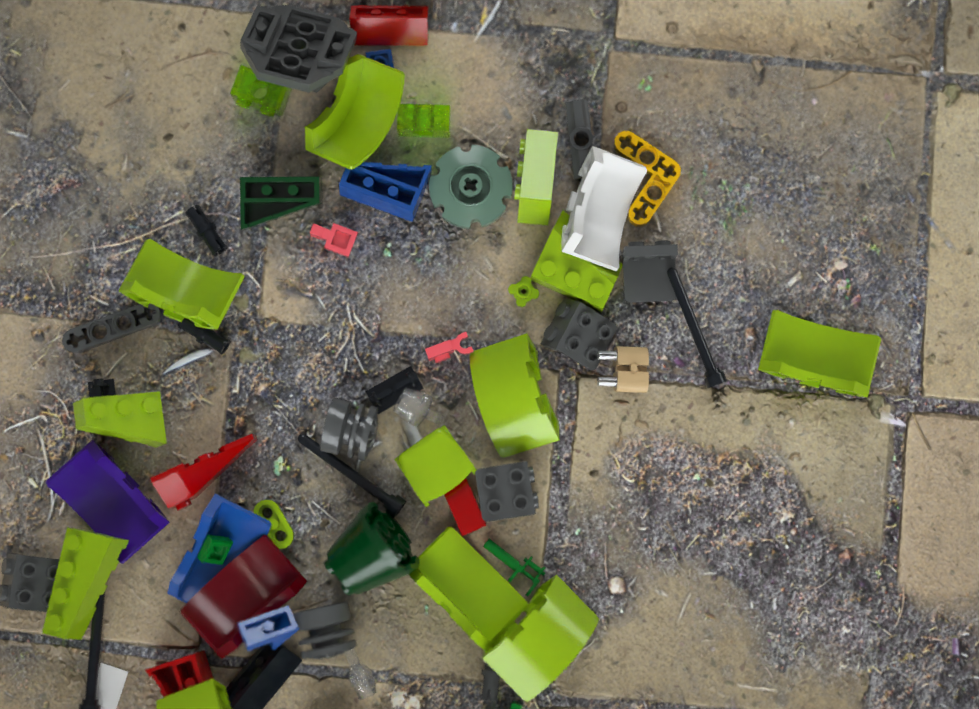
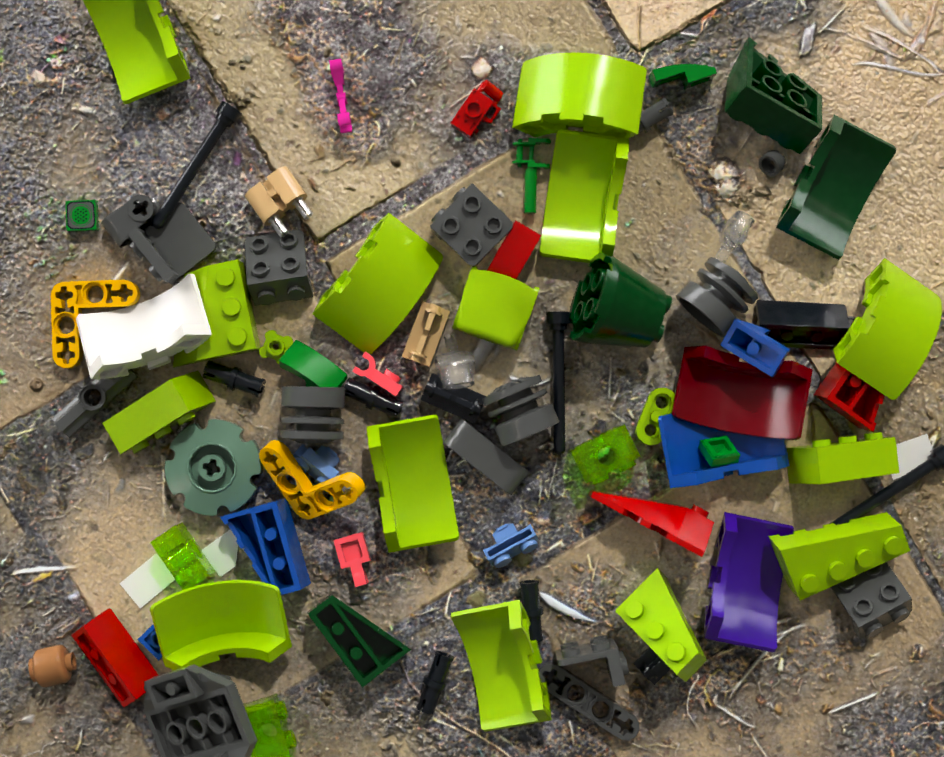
camera: 130 degrees left, 5 degrees up
(141, 634) = (843, 460): none -> lime wedge
(142, 360) = (597, 648): none -> dark grey bracket
(262, 353) = (510, 543): none -> medium blue piece
(279, 482) = (586, 454): none -> clear neon green brick
(335, 382) = (486, 457): none -> dark grey beam
(355, 316) = (412, 483): none -> lime panel
(403, 233) = (309, 494): none -> yellow beam
(407, 149) = (222, 553): none -> white sticker
(417, 260) = (319, 463): none -> medium blue piece
(426, 84) = (147, 581): none -> white sticker
(436, 333) = (373, 397): none -> black pin
(454, 403) = (426, 333): none -> tan hinge
(456, 282) = (312, 413): none -> dark grey wheel
(488, 306) = (311, 366): none -> green slope
(522, 246) = (234, 378): none -> black pin
(589, 560) = (476, 108): none -> red piece
(686, 477) = (337, 73): none -> dark pink piece
(689, 254) = (128, 216): none -> dark grey piece
(717, 223) = (82, 215): none -> tile

